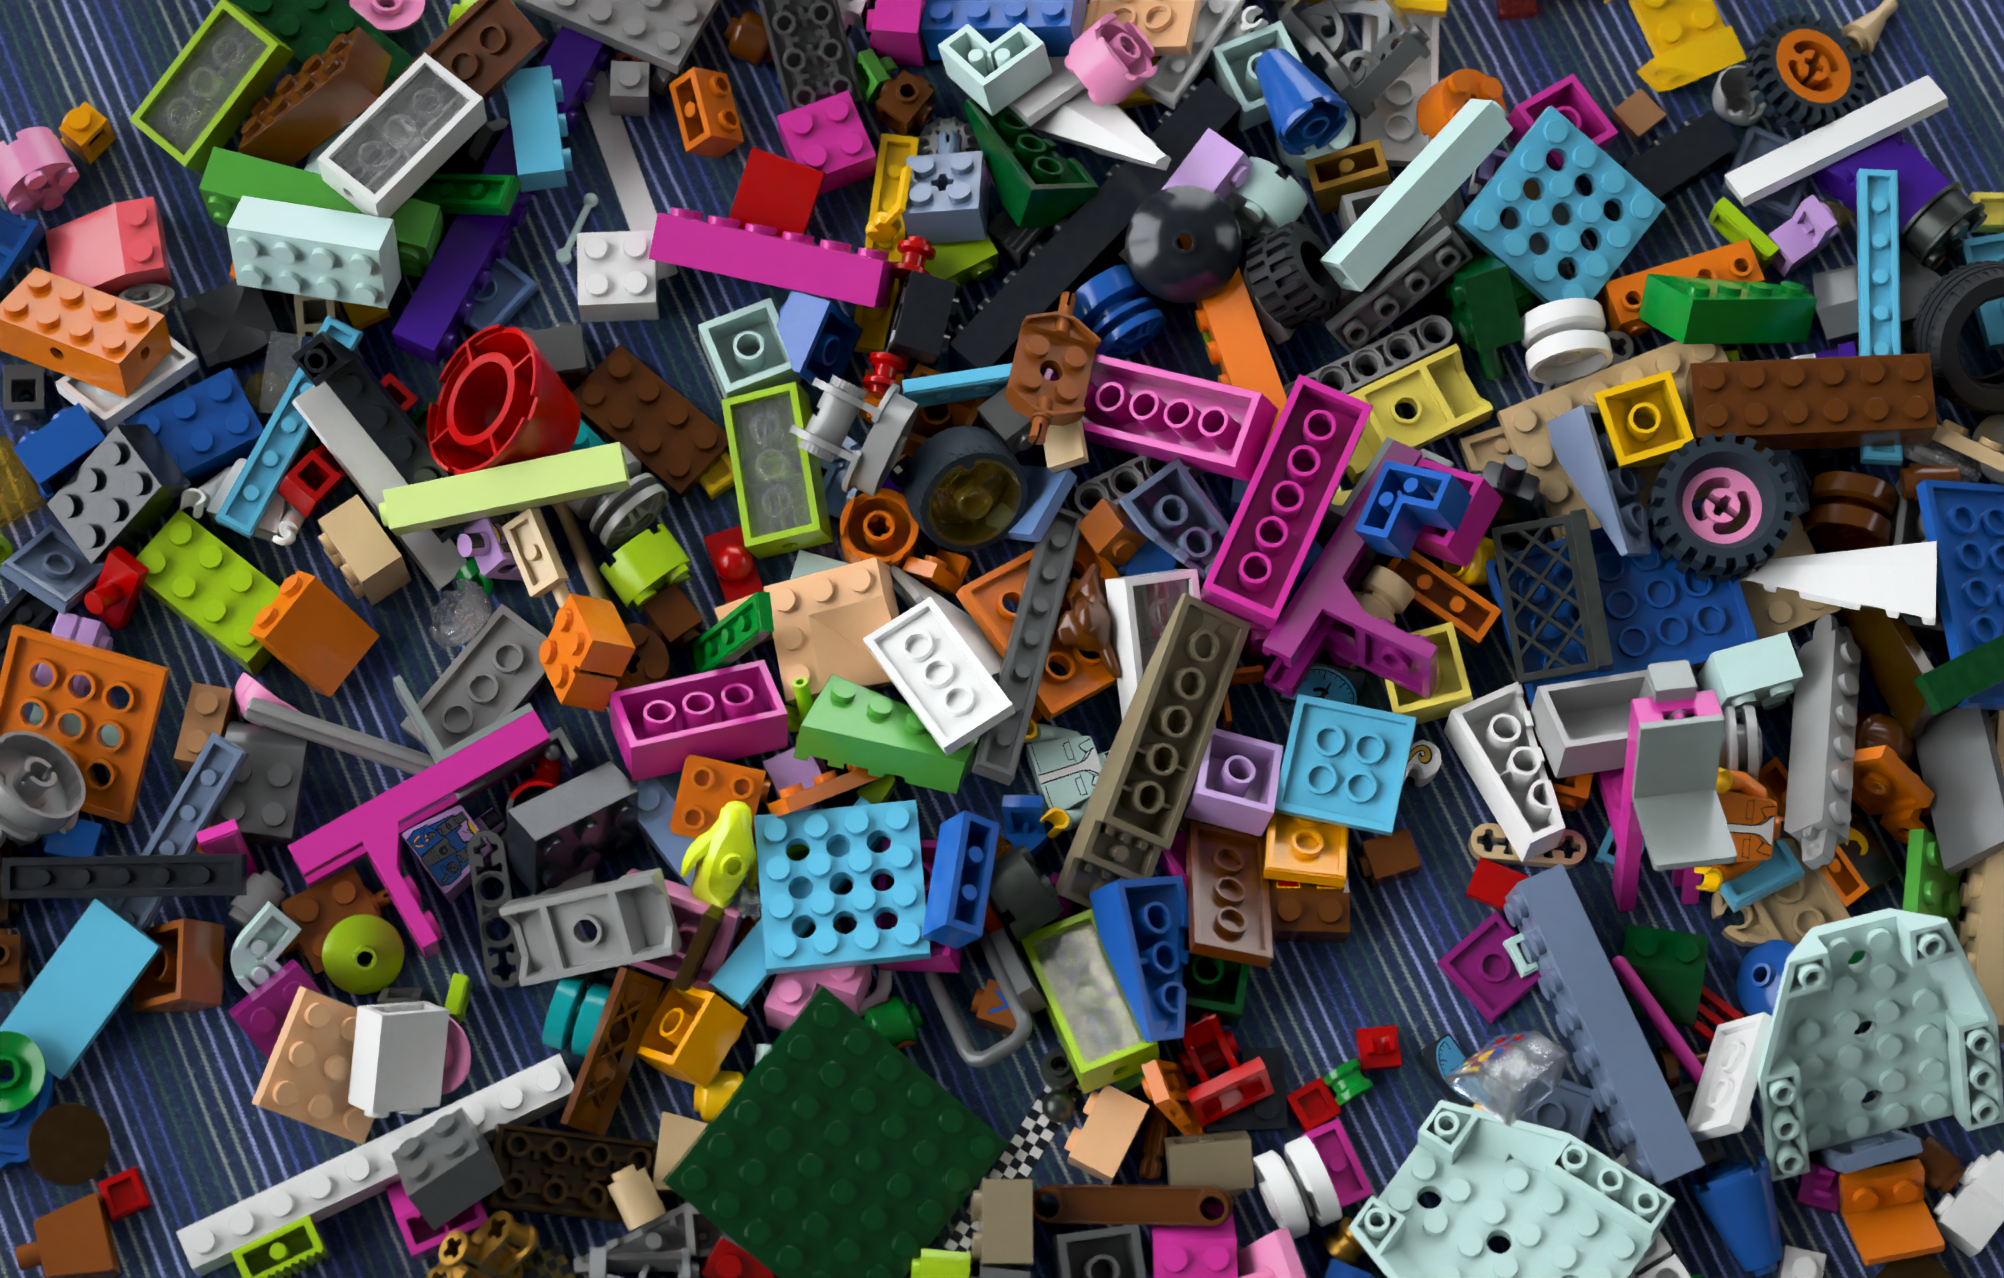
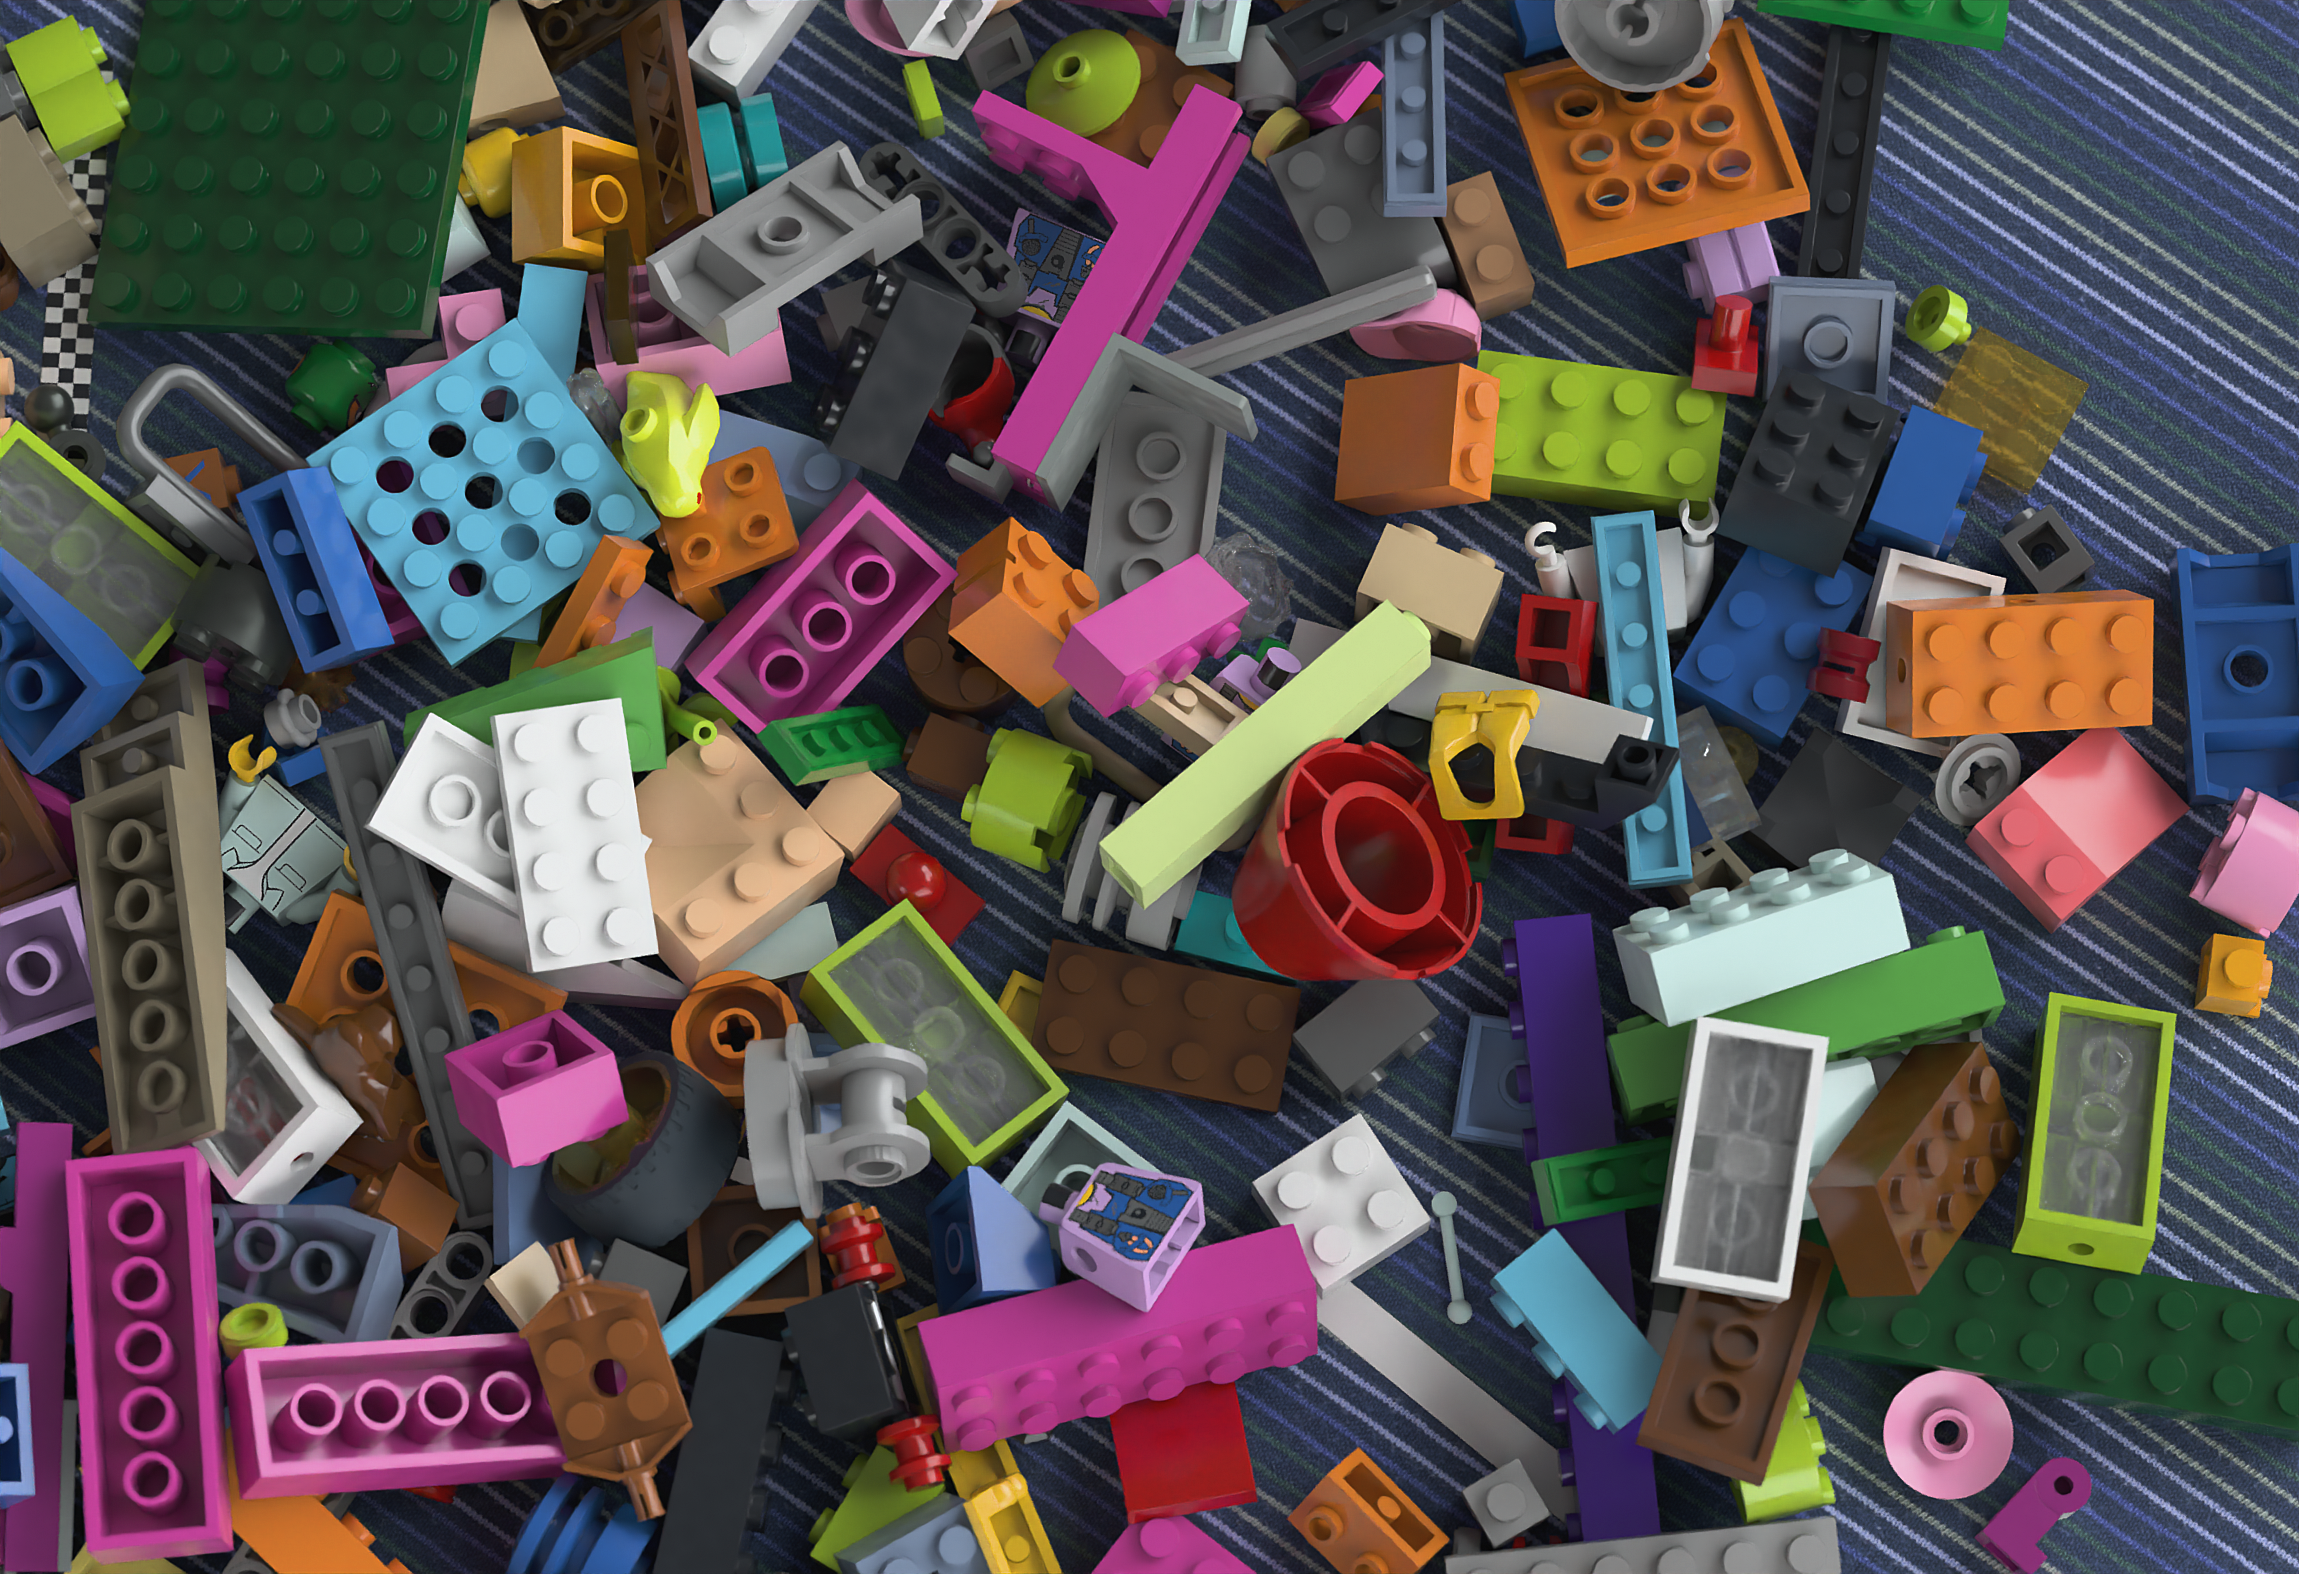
camera: 155 degrees right, 5 degrees up
(172, 377) = (1847, 651): none -> dark red wheel
(272, 858) = (1280, 132): none -> light yellow tile
(379, 452) = (1497, 723): none -> yellow piece
(526, 587) = (1152, 636): none -> dark pink brick
(738, 295) = (1126, 1228): none -> torso
(903, 652) = (574, 835): none -> white plate
(942, 572) = (629, 1023): orange bracket -> none
(1002, 536) = (536, 1088): none -> dark pink brick
(1020, 832) = (292, 719): none -> light grey plate
(1224, 493) = (251, 1328): none -> lime tile

